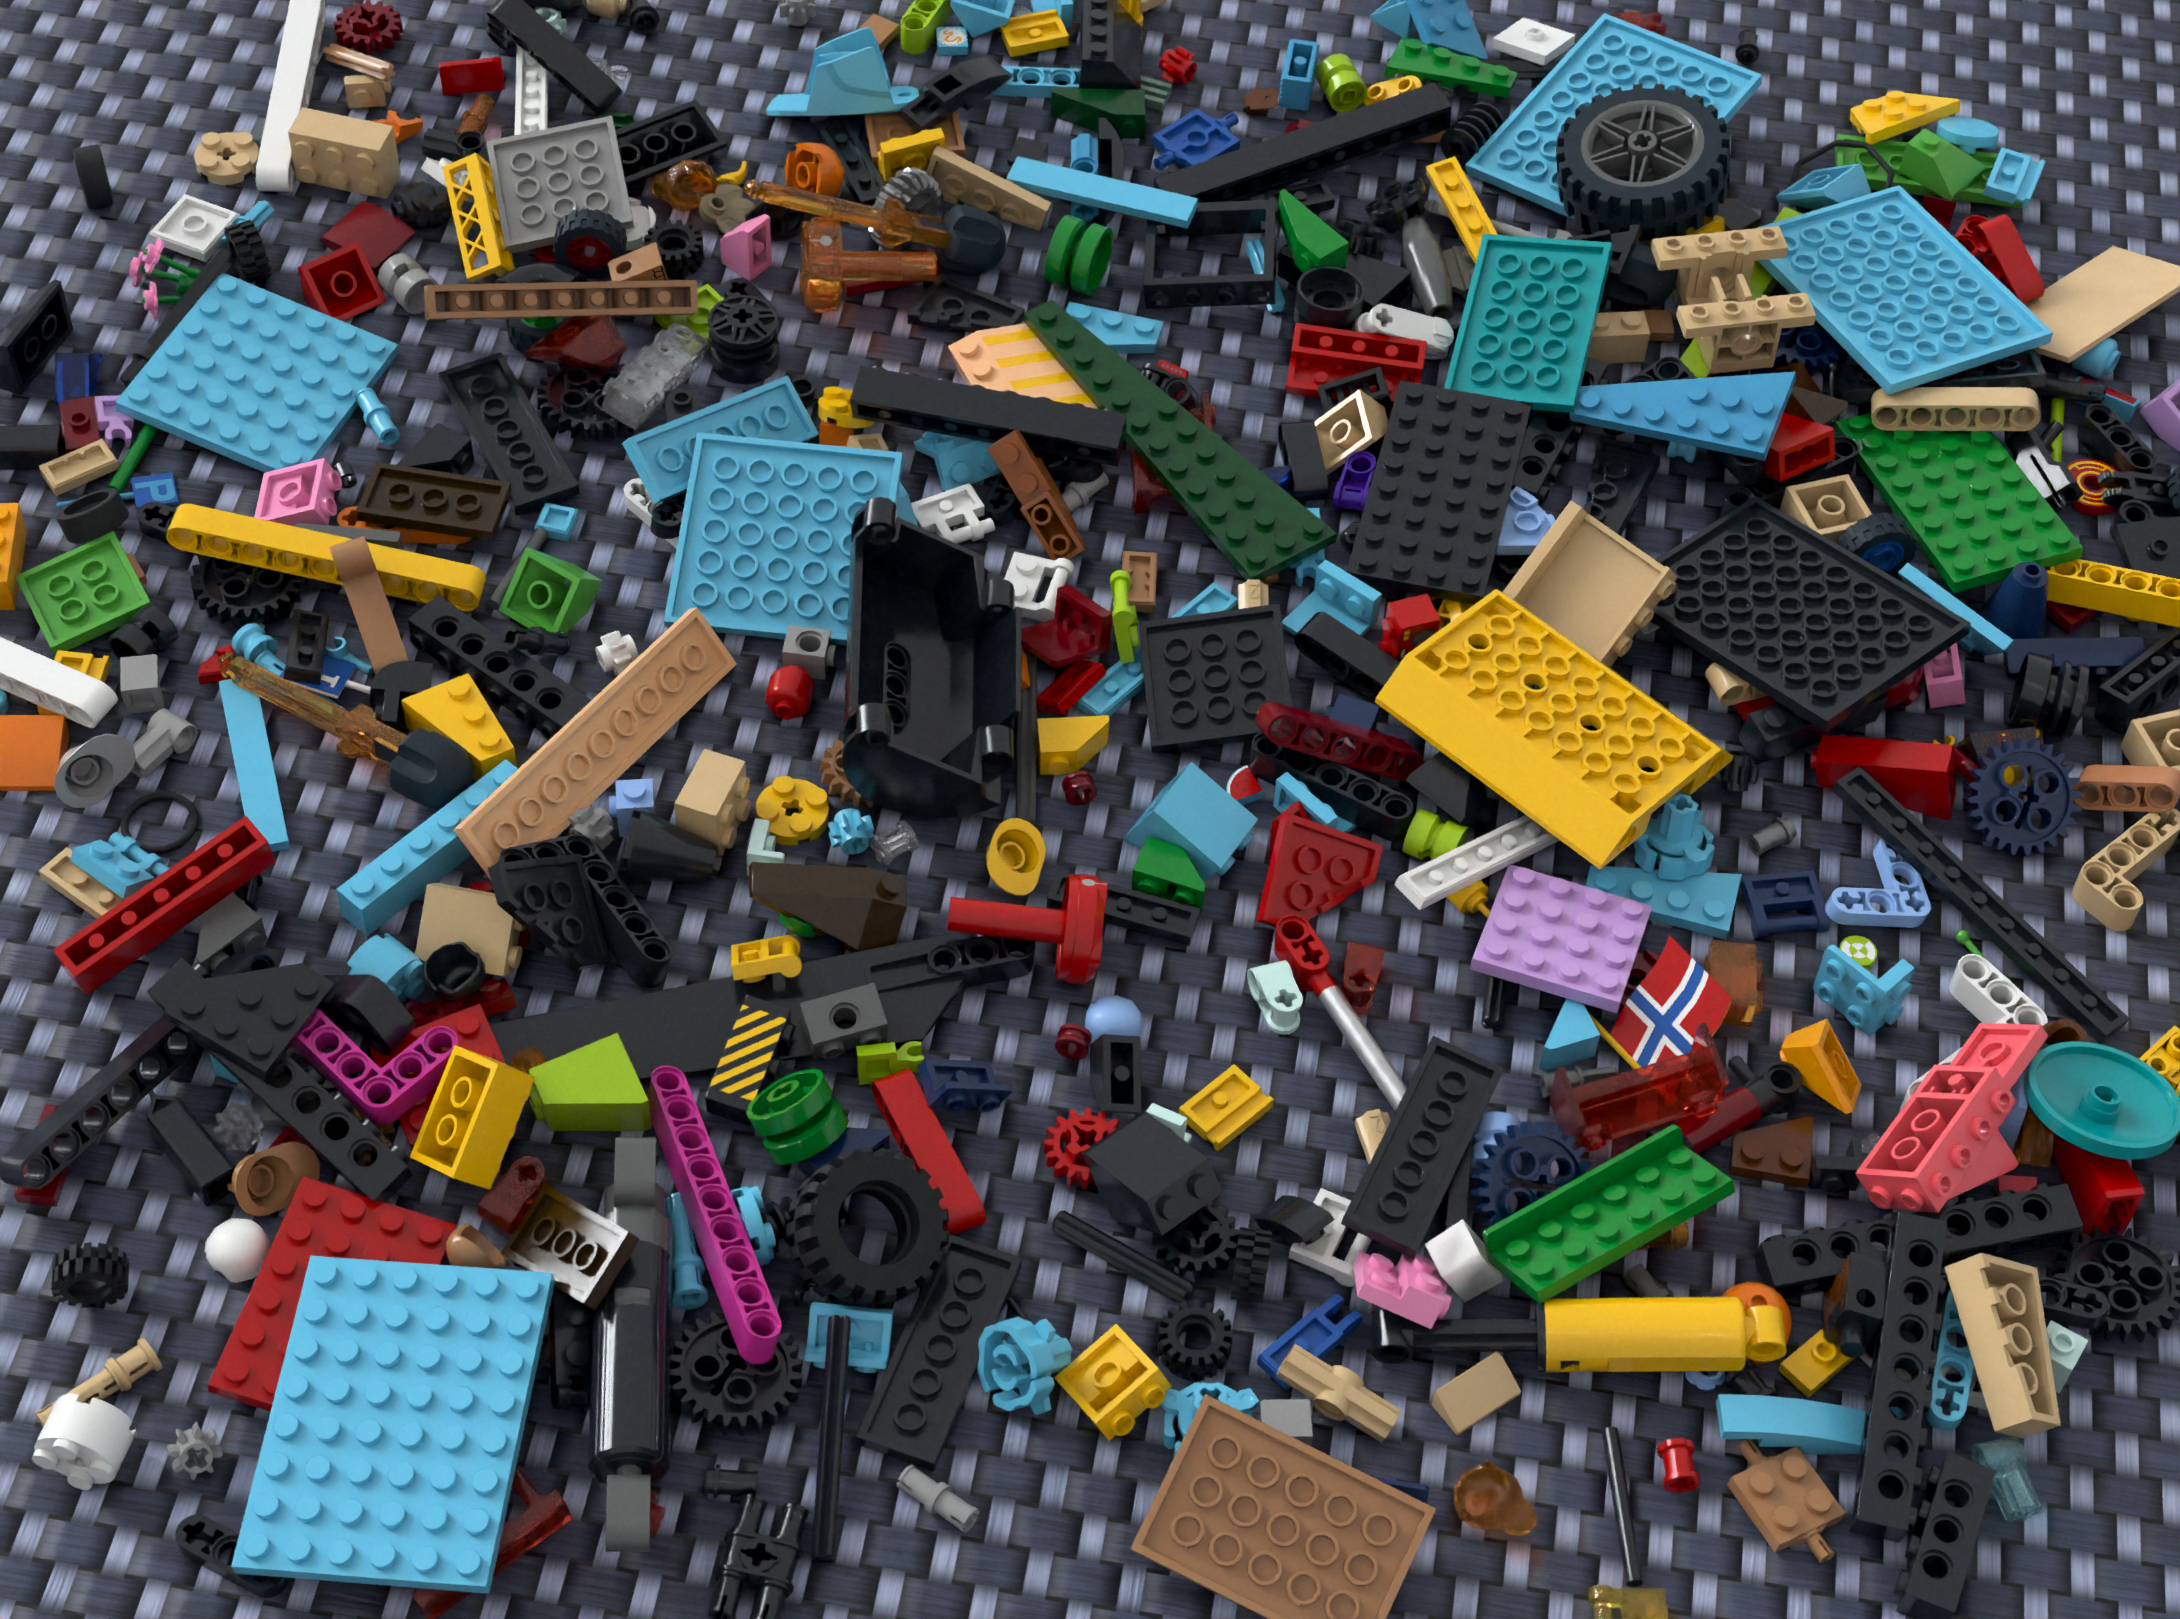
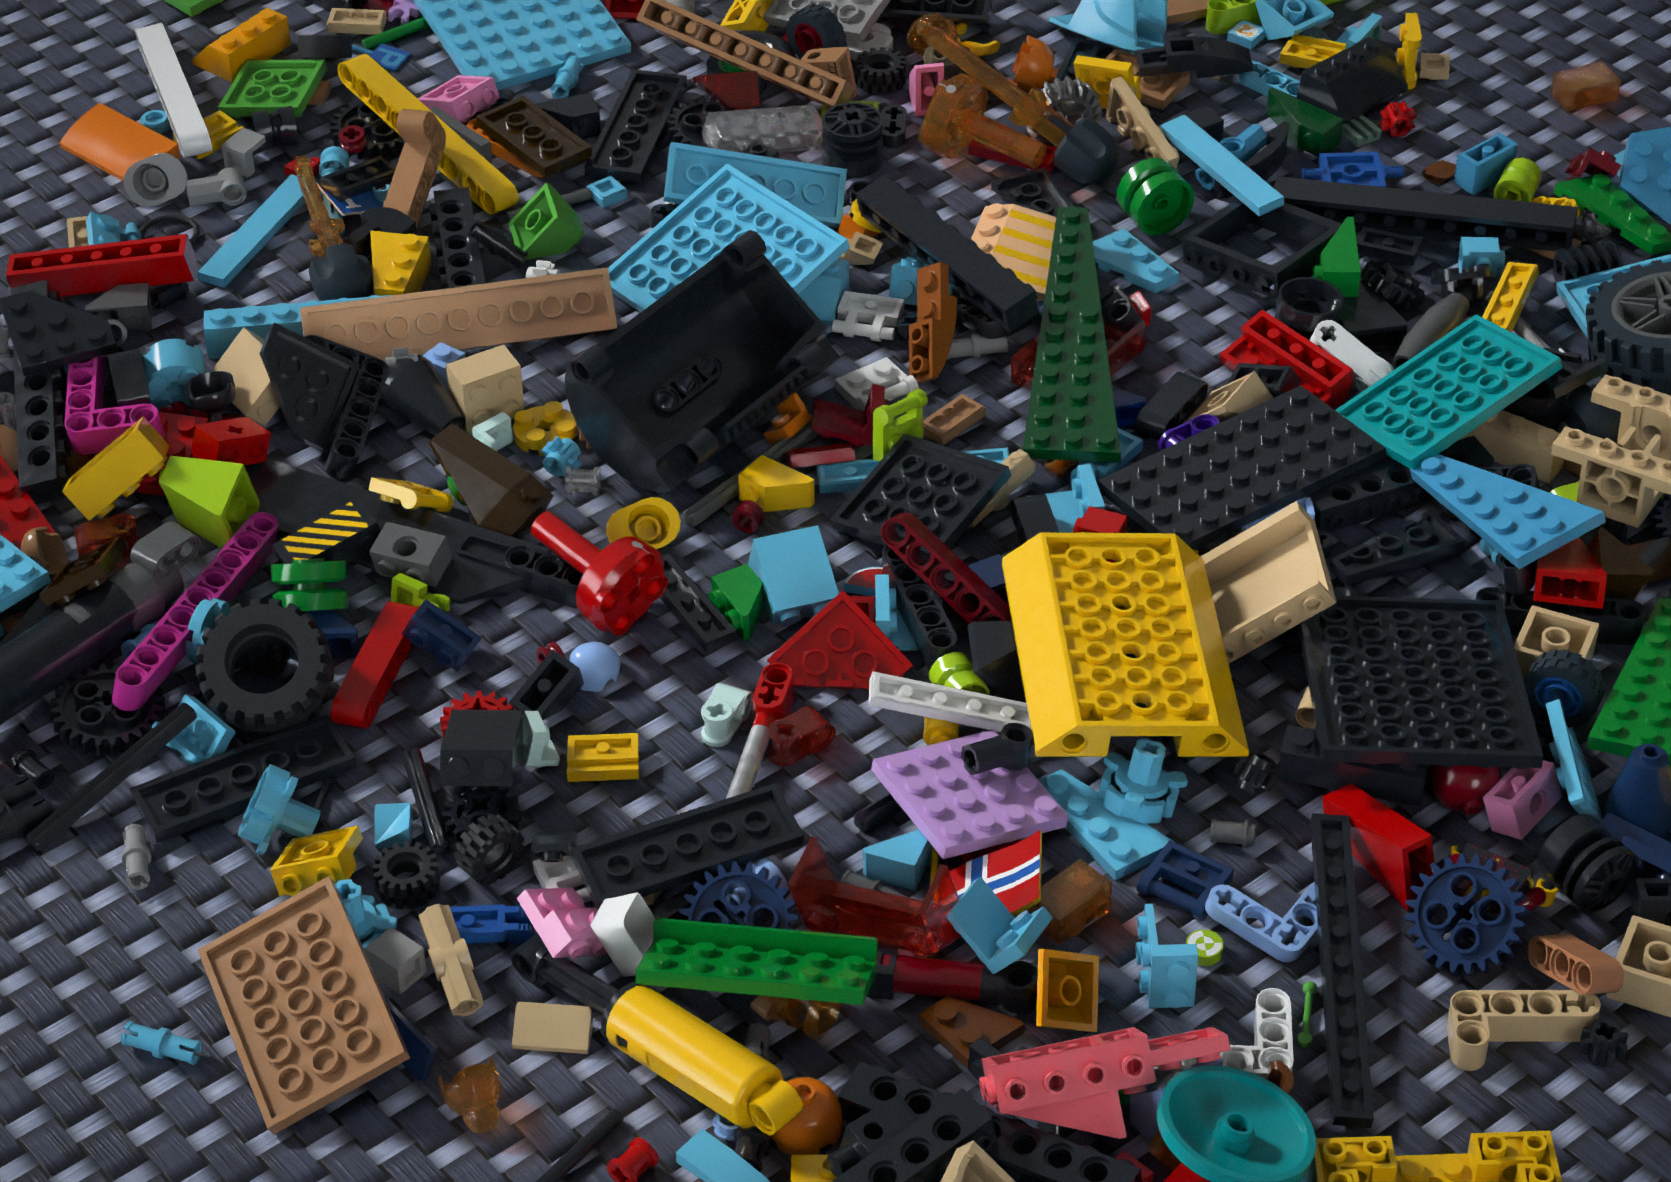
camera: 45 degrees right, 10 degrees down
(255, 597) = (352, 139): none -> dark red bush
(546, 1016) = (231, 441): none -> red brick
(1127, 1301) = (392, 824): none -> medium azure slope
(1382, 171) = (1481, 251): none -> medium azure brick
(1385, 34) = (1591, 164): none -> dark red bracket
(1563, 882) = (1007, 750): none -> black piece
(1750, 1048) = (992, 929): none -> medium azure bracket

